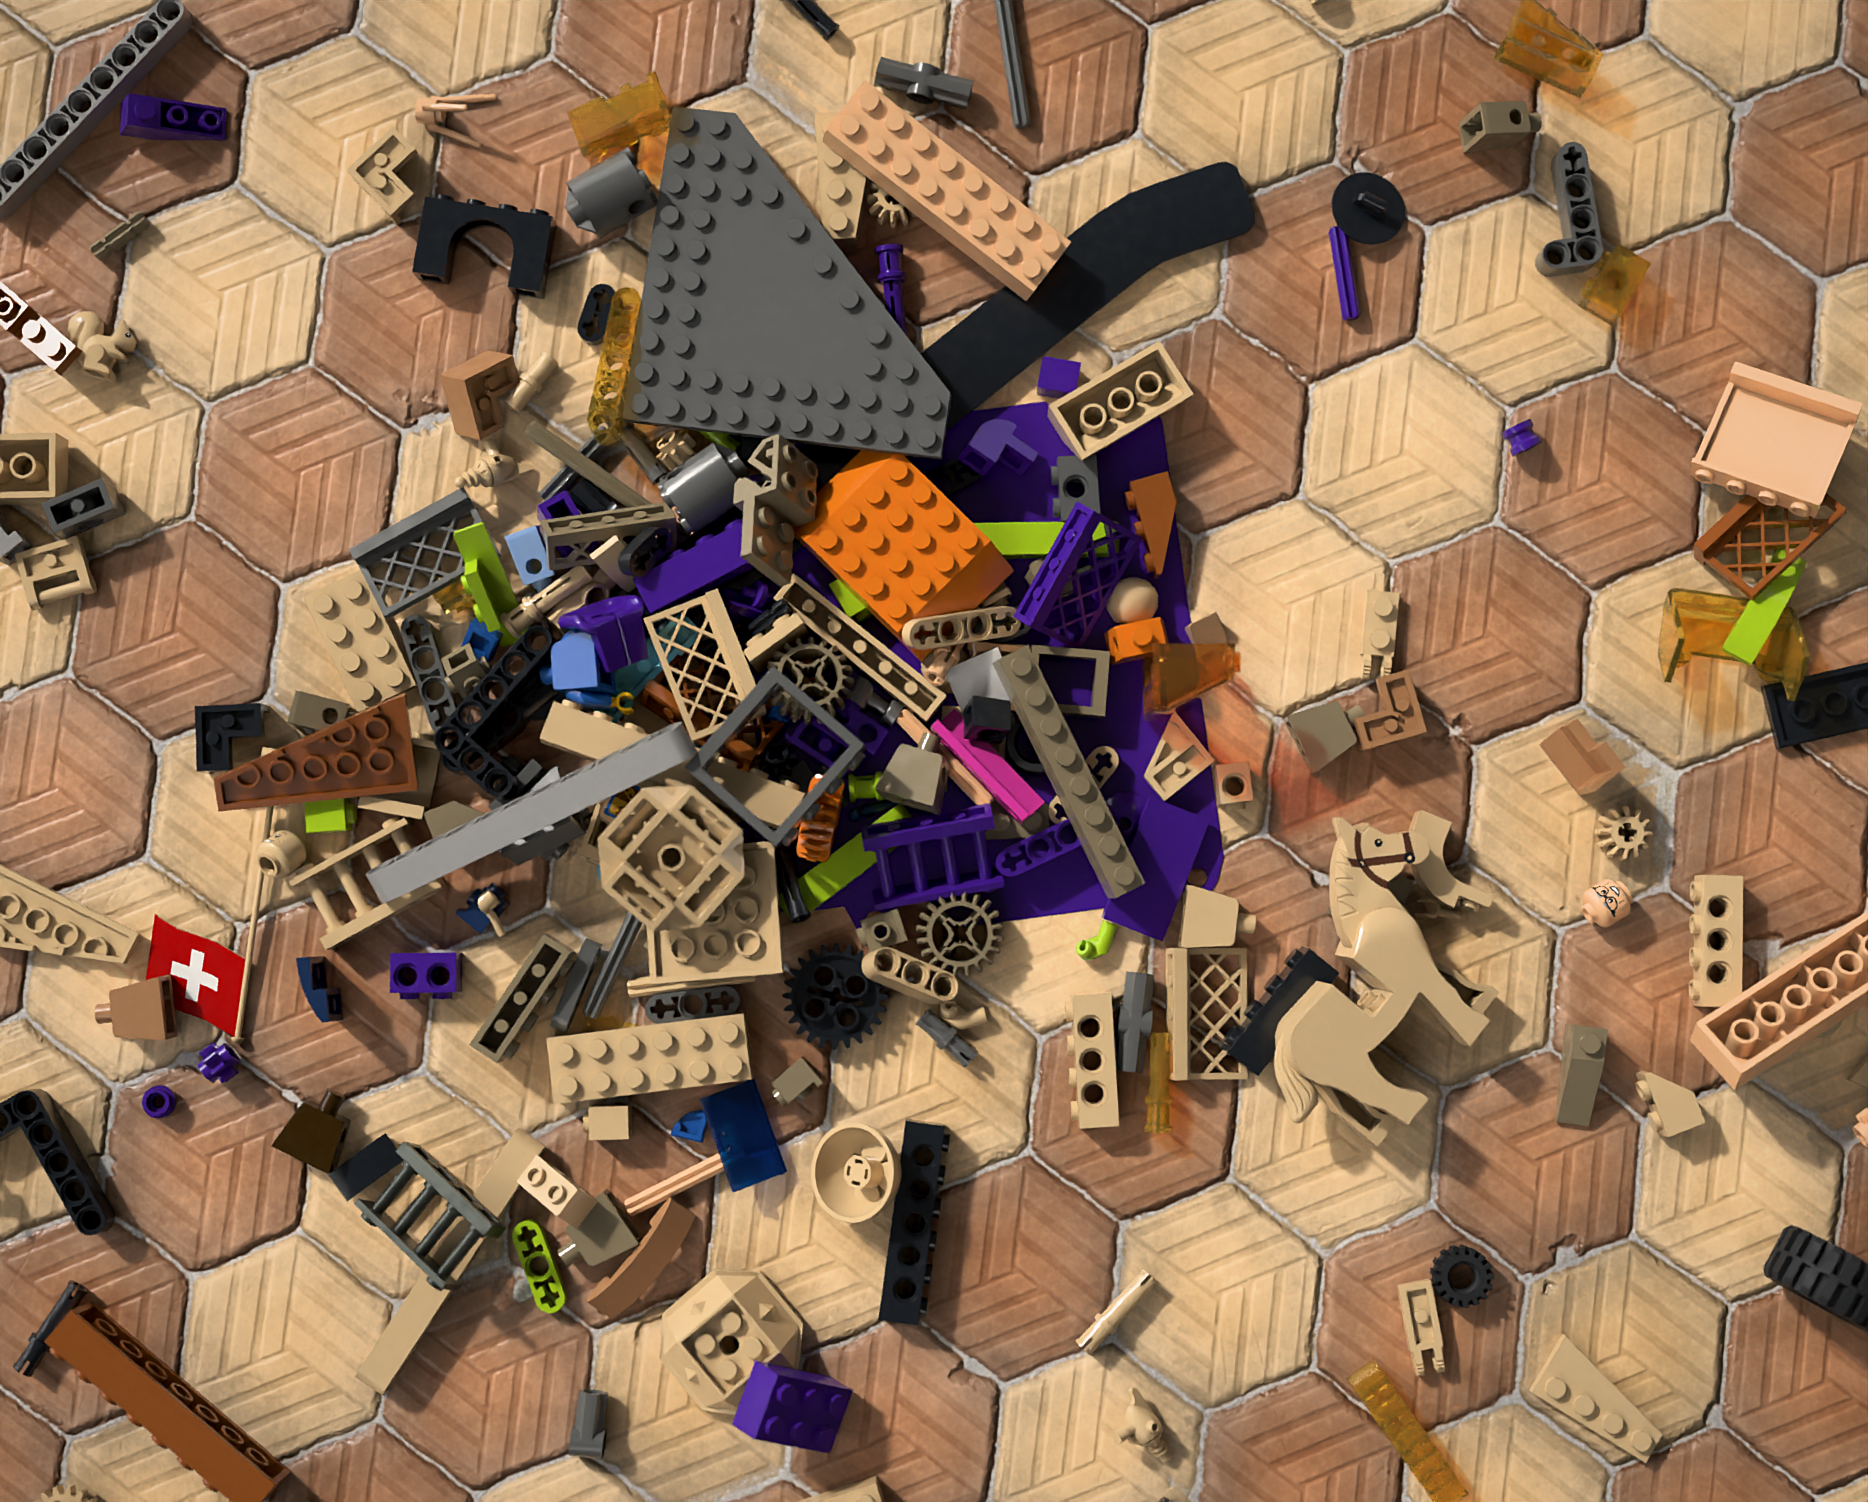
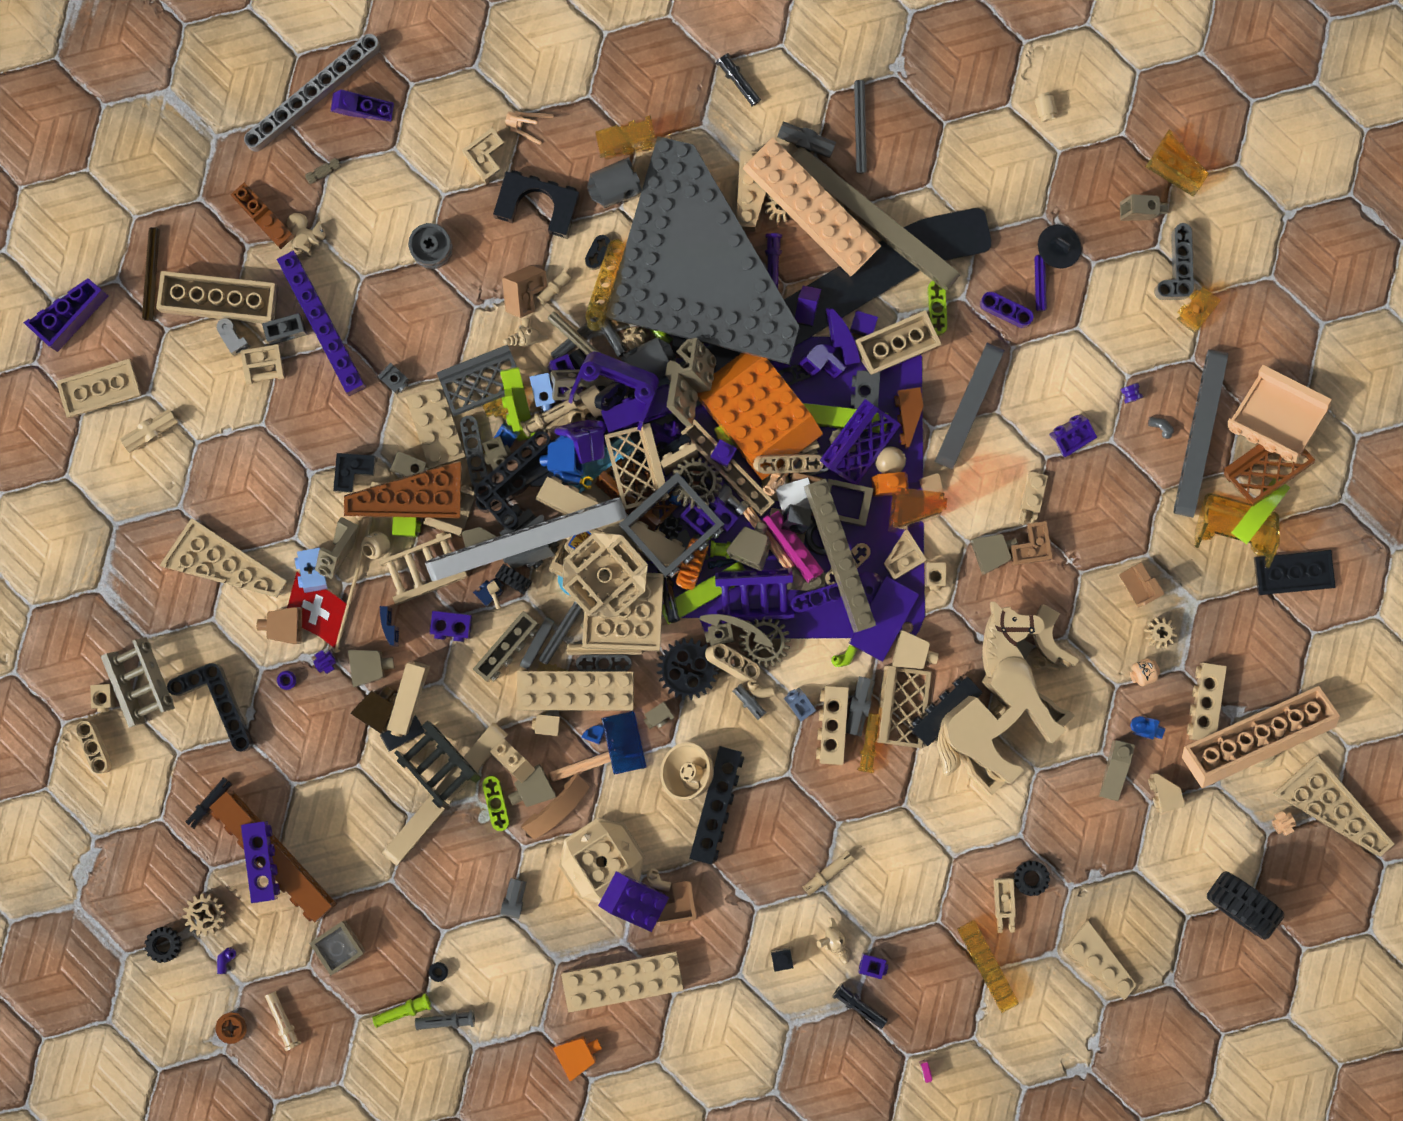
camera: 10 degrees right, 0 degrees up
(141, 1478) = (254, 871): none -> dark purple brick
(145, 491) = (321, 323): none -> dark purple brick
(190, 922) = (313, 581): none -> light blue brick
(205, 893) = (330, 561): none -> dark tan panel
(269, 561) = (398, 386): none -> dark grey brick
(293, 1061) = (368, 666): none -> dark tan torso
(296, 342) = (423, 237): none -> dark grey wheel
(366, 1106) = (408, 697): none -> tan slope
(521, 882) = (513, 579): none -> black tyre
(697, 519) = (601, 364): none -> dark purple windscreen
(828, 1364) = (656, 882): none -> tan arm
(849, 624) = (723, 453): none -> dark purple brick
(877, 1405) = (683, 906): none -> medium nougat panel
(951, 927) = (760, 637): none -> dark tan slope
(960, 358) = (807, 305): none -> dark purple slope
(1025, 404) = (842, 338): none -> dark purple slope
(1032, 1031) = (799, 704): none -> sand blue bracket
(1057, 1470) = (782, 959): none -> black brick
(1066, 205) = (878, 221): none -> dark tan beam
(1181, 311) = (943, 321): none -> lime beam
(1222, 1471) = (864, 967): none -> dark purple brick
(1253, 492) = (969, 405): none -> dark grey beam
(1309, 320) = (1016, 309): none -> dark purple beam
(1433, 519) = (1073, 434): none -> dark purple bracket
(1581, 483) = (1163, 424): none -> dark grey arm
(1624, 997) = (1147, 727): none -> blue hips
(1645, 490) = (1200, 433): none -> dark grey beam

